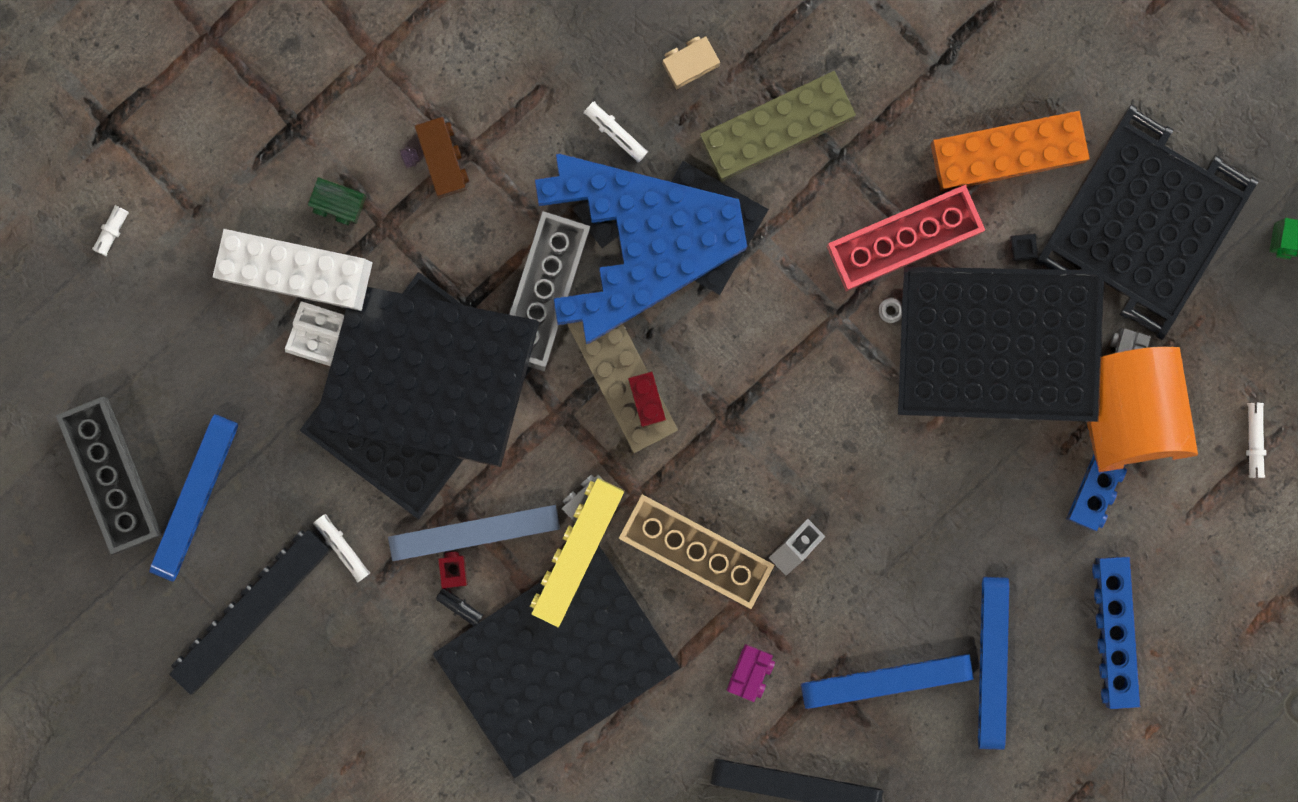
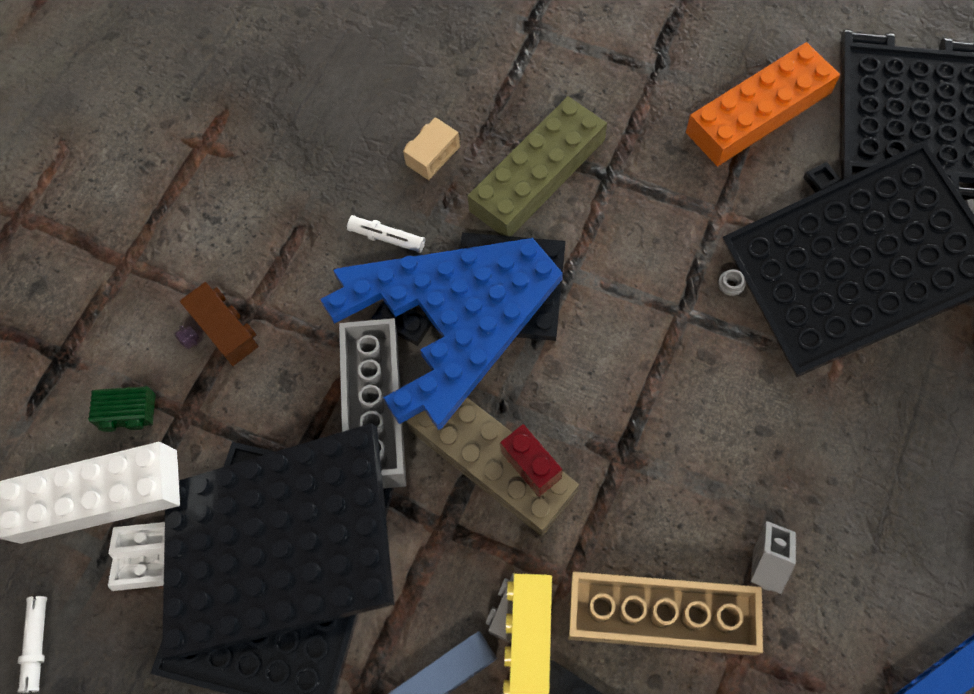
camera: 20 degrees left, 20 degrees down
(214, 368) = (32, 645): none -> white pin
(905, 238) = (710, 209): coral brick -> none

